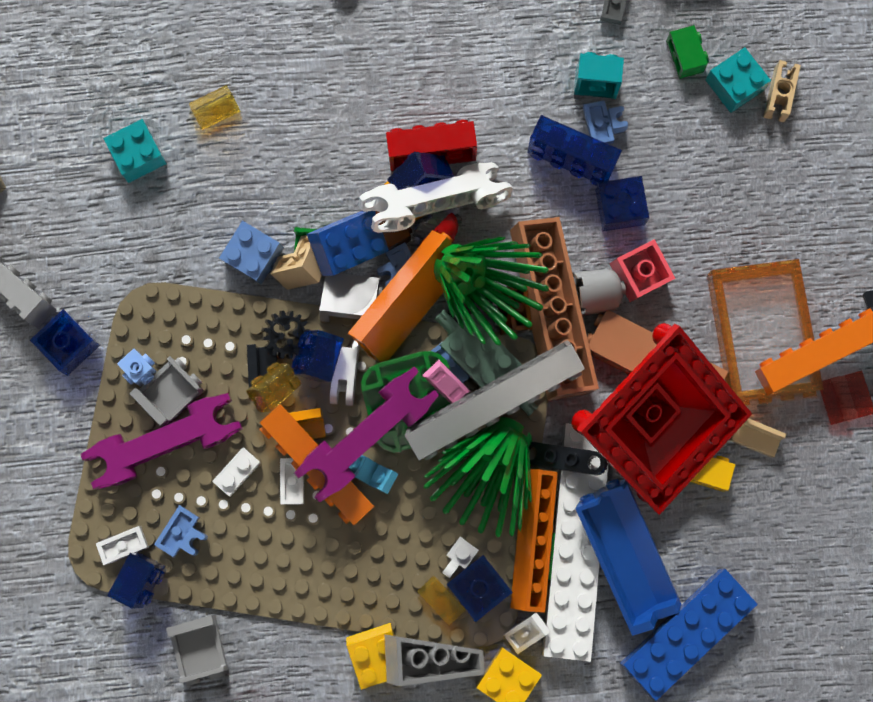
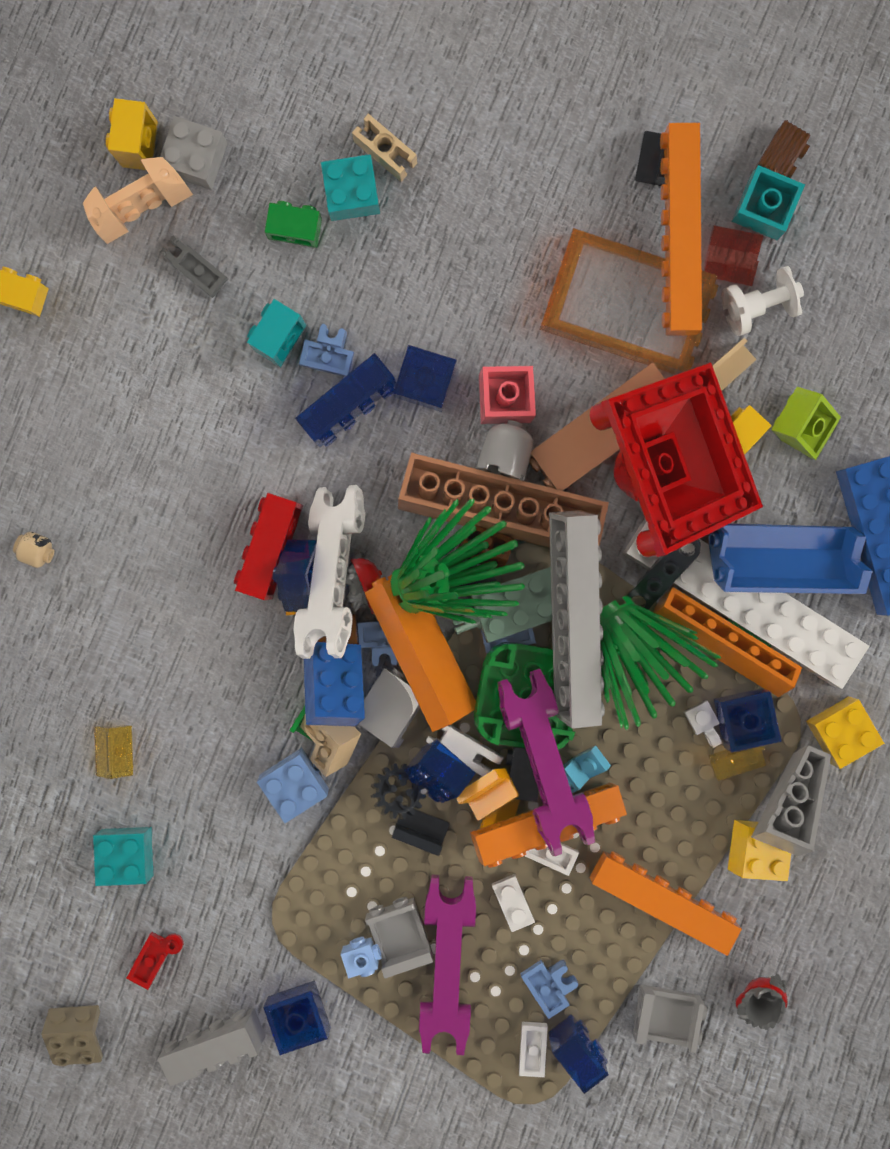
camera: 65 degrees left, 10 degrees up
(63, 210) = (152, 958): none -> red hinge
(273, 387) = (449, 830): clear yellow brick -> none
(295, 596) = (665, 902): none -> orange brick
(319, 402) = (489, 793): none -> light orange panel
(340, 426) = (522, 774): none -> black brick
(446, 382) = (529, 655): bright pink tile -> none
(527, 633) = (810, 692): white plate -> none
(746, 522) = (806, 422): none -> lime slope
(817, 429) = (754, 304): none -> white piece

